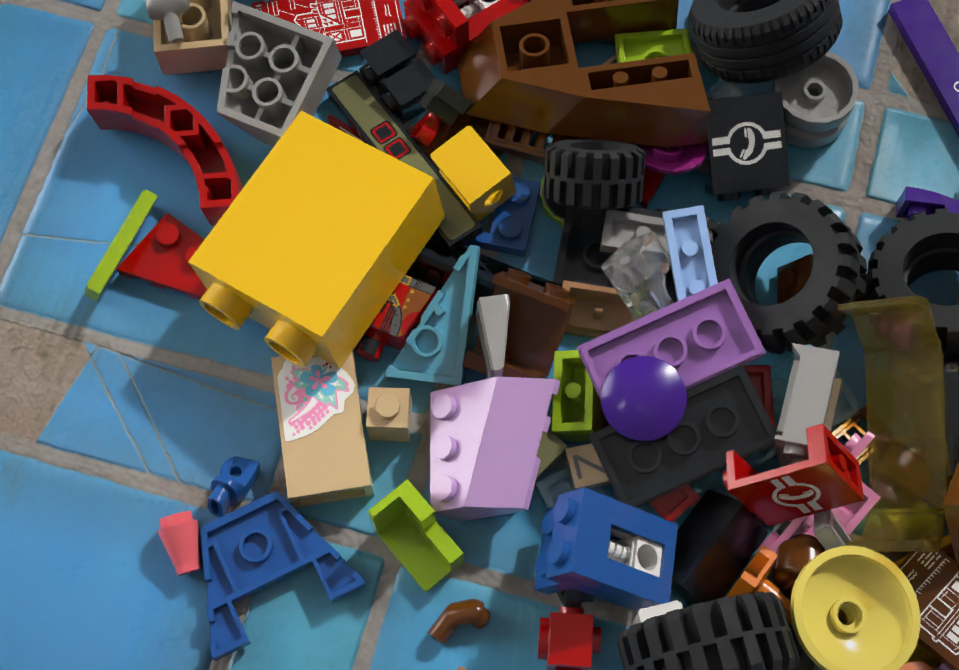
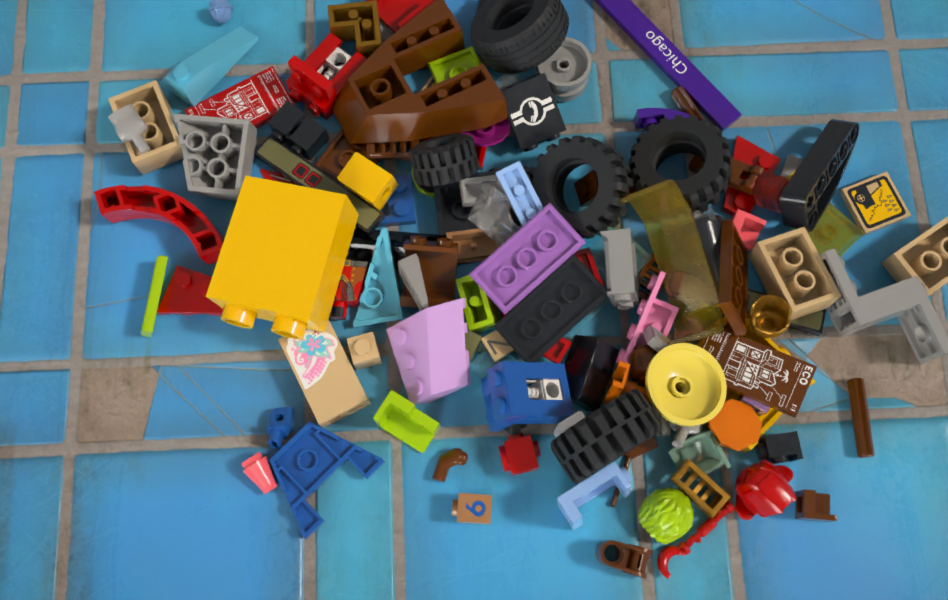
camera: 20 degrees left, 5 degrees up
(442, 105) = (333, 142): pearl dark grey piece -> none
(643, 398) = (520, 293): dark purple dish -> none
(799, 489) = (644, 312): red panel -> none

